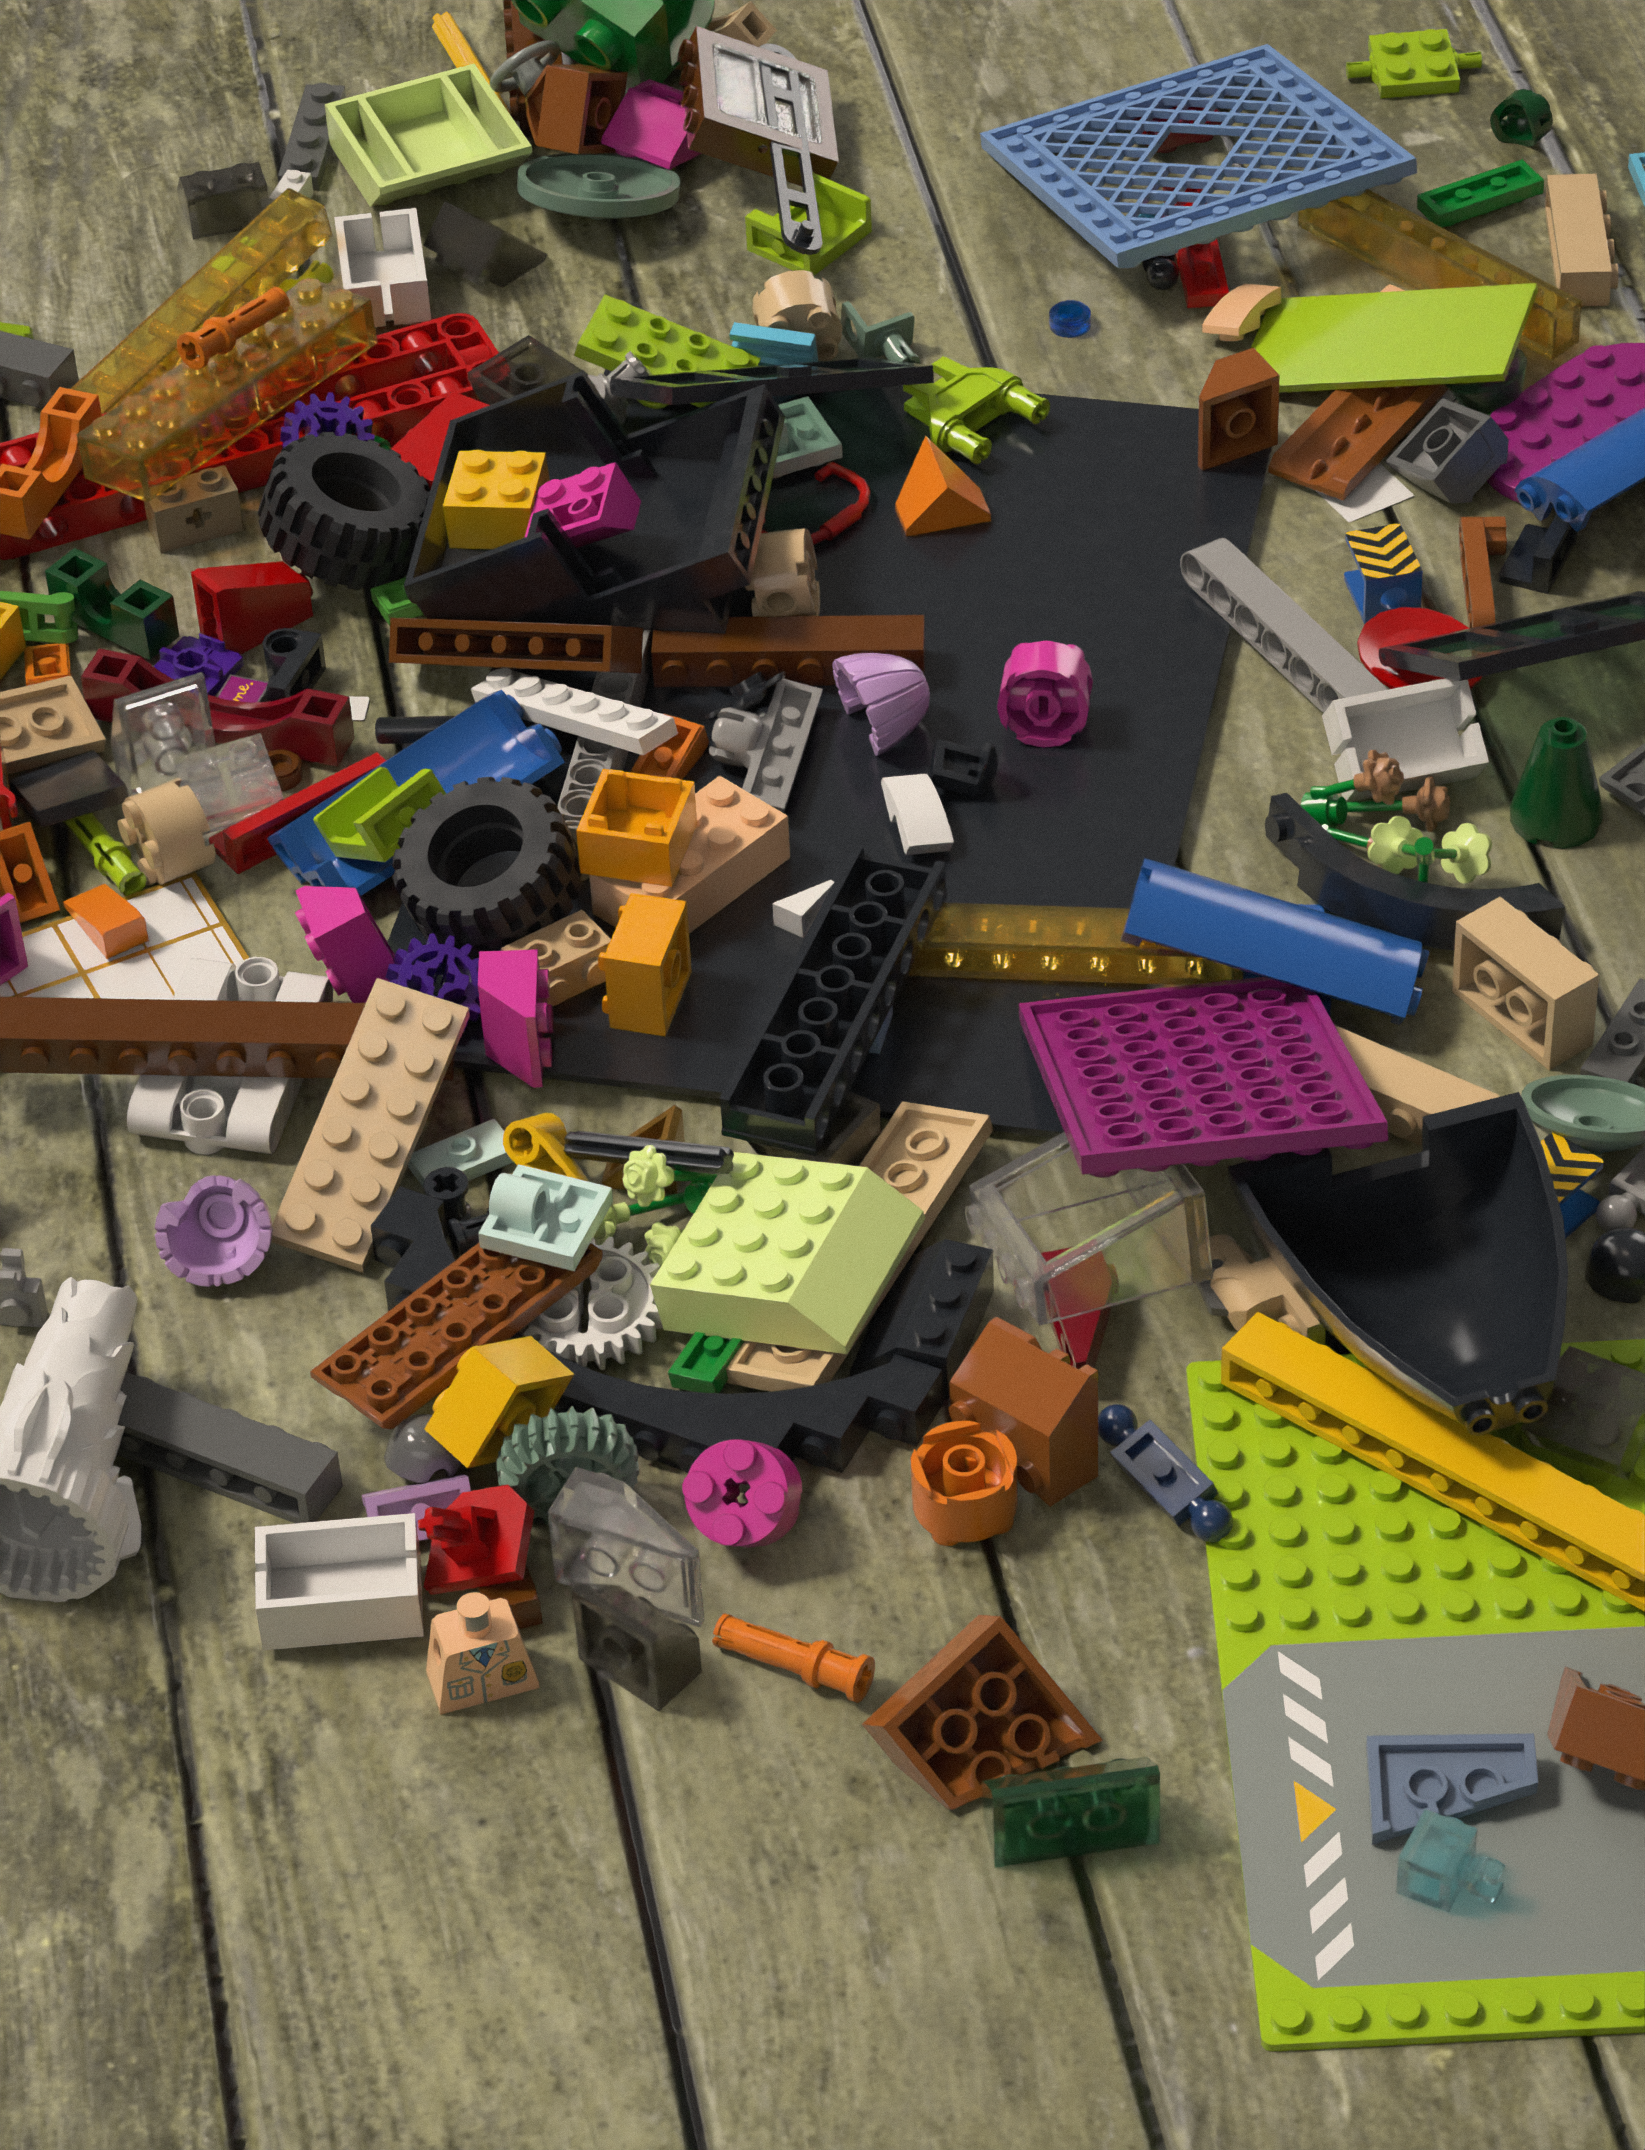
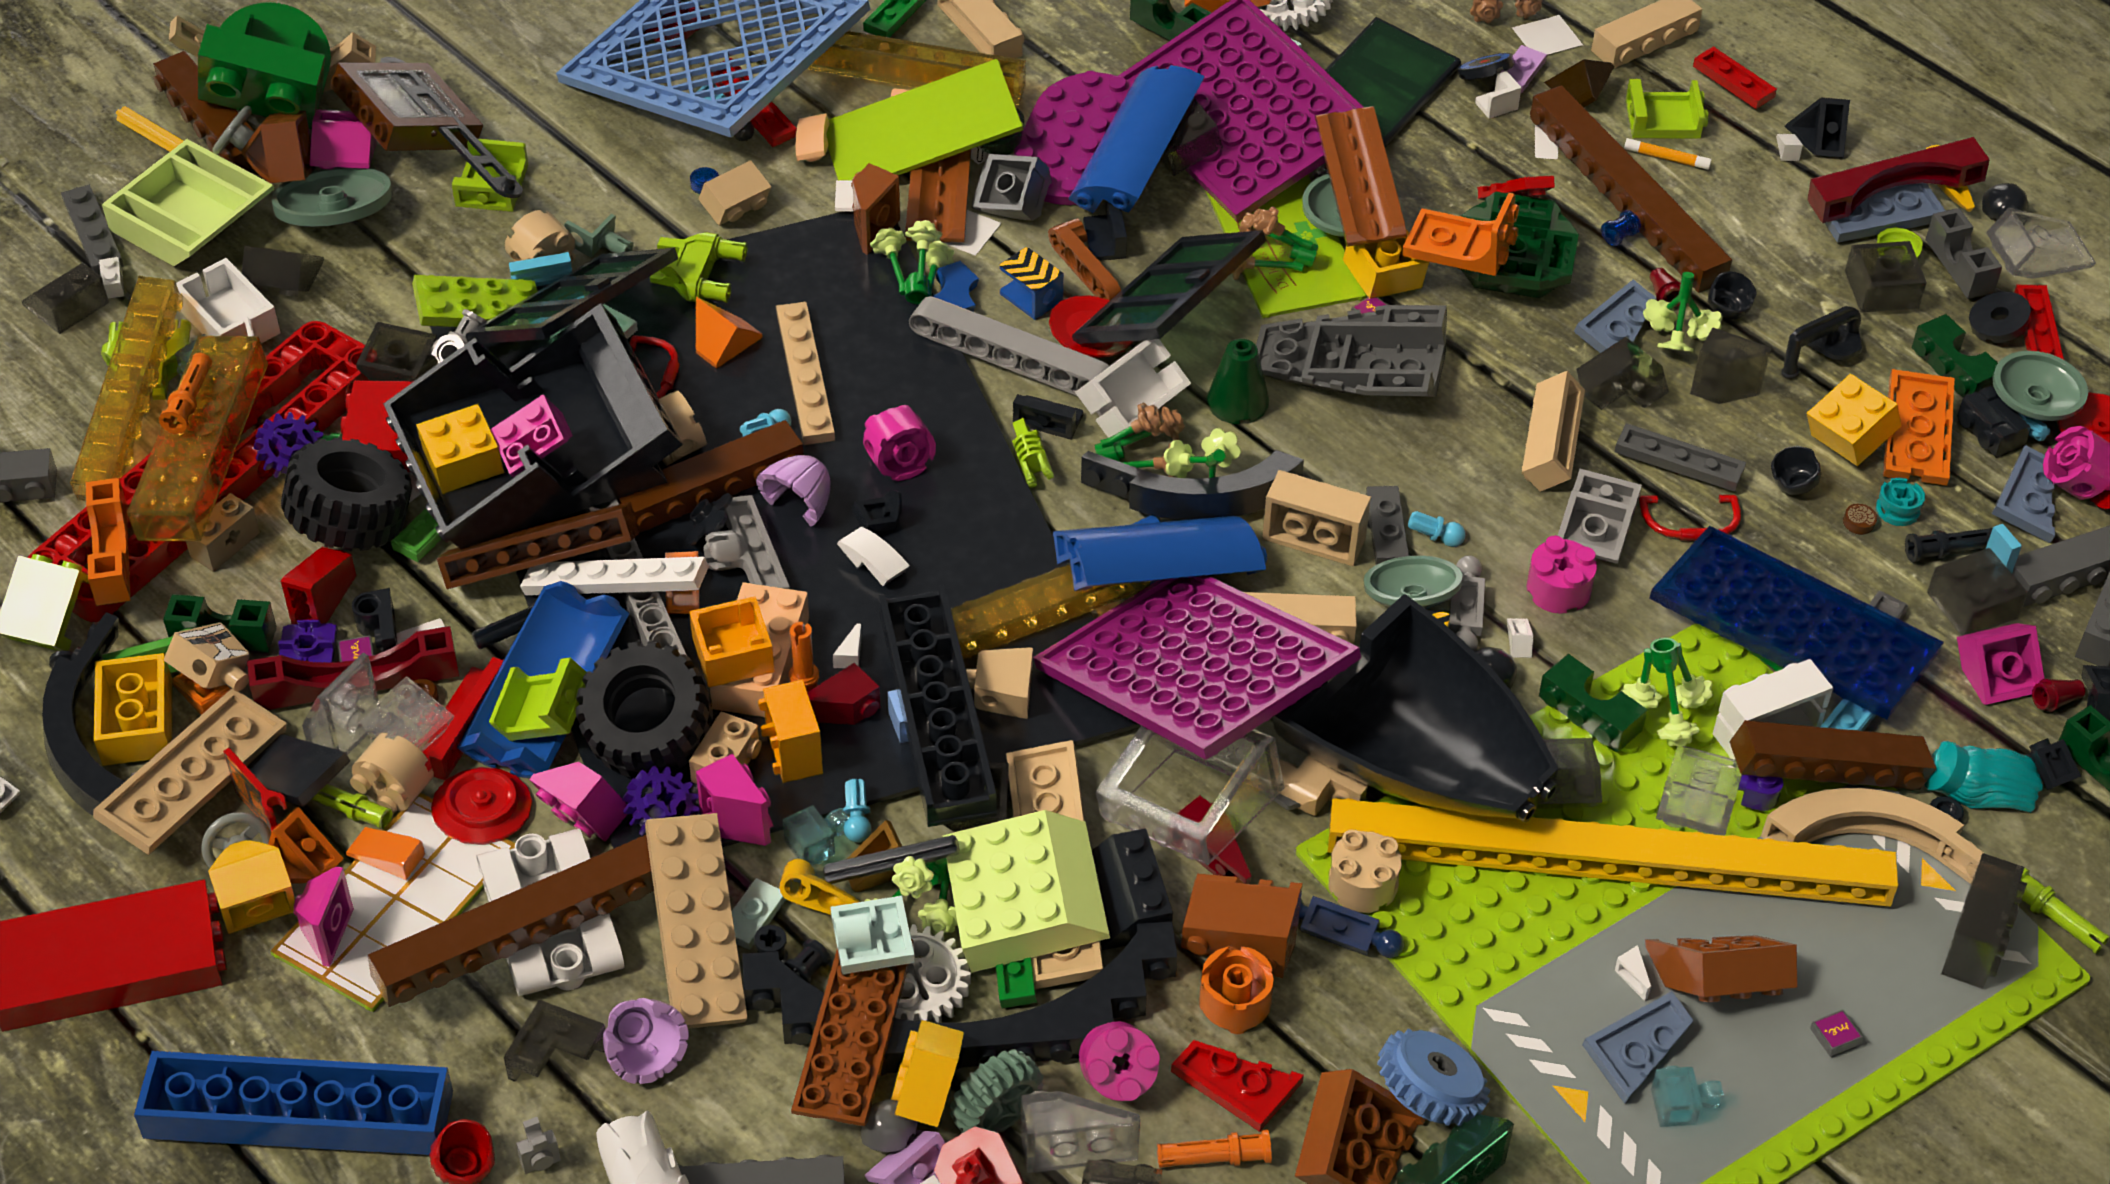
camera: 35 degrees left, 5 degrees up
(63, 627) = (209, 657): none -> tan torso
(115, 1172) = (549, 1029): none -> clear smoke panel
(247, 914) = (481, 805): none -> red piece
(595, 1097) = (811, 835): none -> clear light blue brick
(669, 1087) = (857, 827): none -> medium azure axle
(713, 905) = (803, 656): none -> orange pin
(743, 956) = (845, 697): none -> dark red slope
(883, 1594) = (1241, 1087): none -> red wing
(935, 616) = (765, 420): none -> medium azure axle
(959, 1014) = (1003, 681): none -> tan torso
(1007, 578) = (805, 373): none -> tan plate
(1086, 340) = (735, 193): none -> tan brick
(1125, 1688) = (1433, 1077): none -> medium blue gear
(1220, 774) = (1030, 452): none -> lime hinge
(1236, 1416) = (1364, 870): none -> tan brick
(1249, 462) = (930, 250): none -> yellowish green plant
(1280, 739) = (1047, 415): none -> black panel
(1287, 545) = (956, 284): none -> blue tile
(1512, 1690) = (1633, 972): none -> white piece

